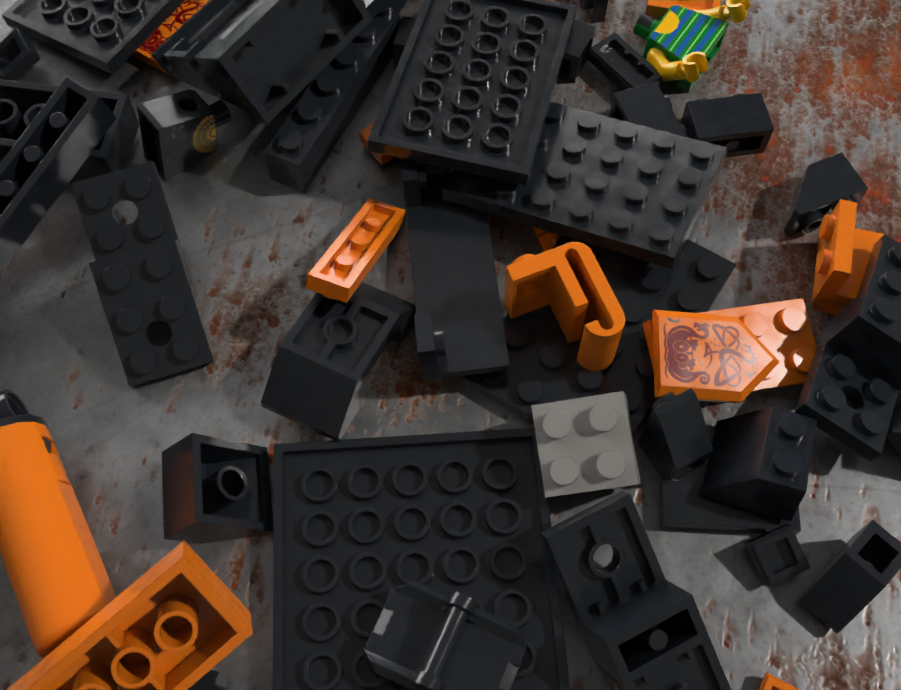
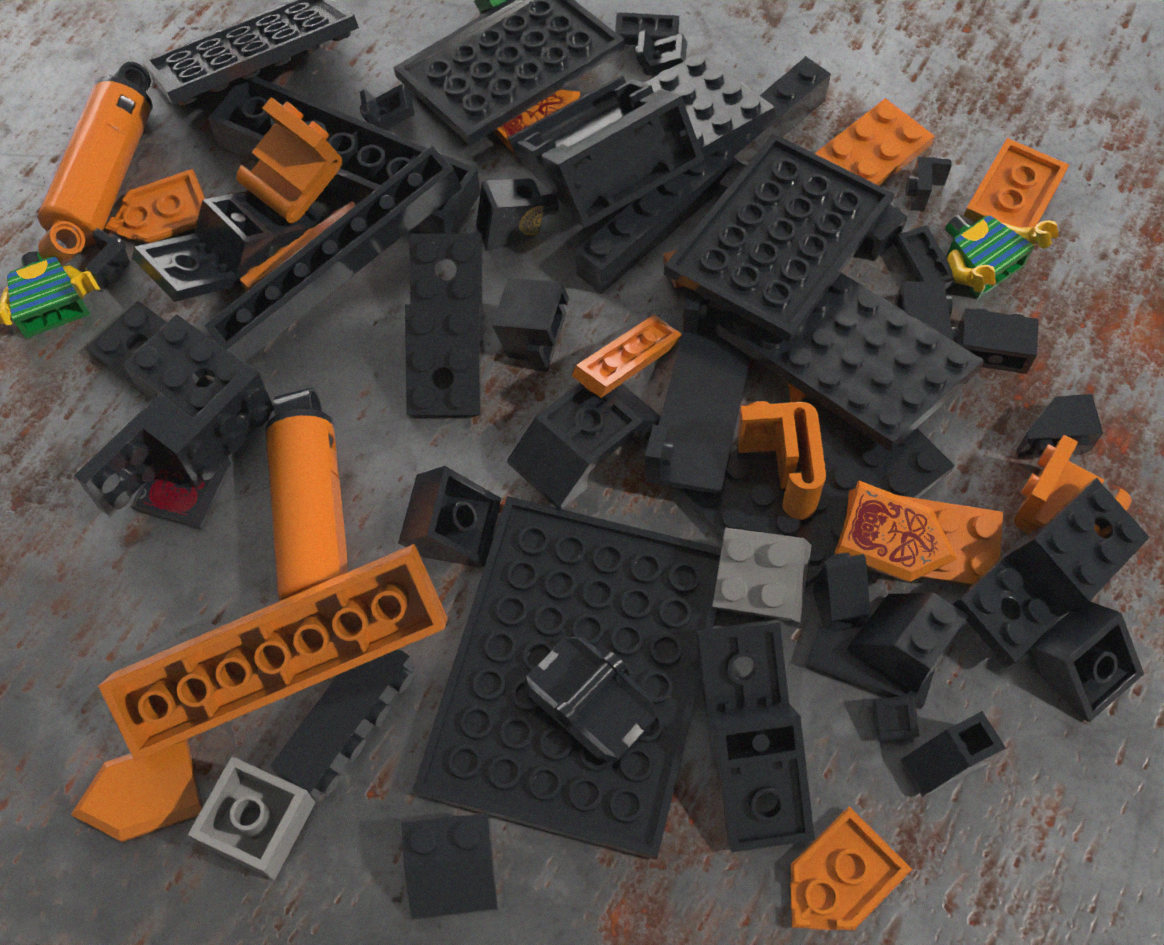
camera: 20 degrees right, 0 degrees up
(238, 240) = (531, 319): none -> black plate

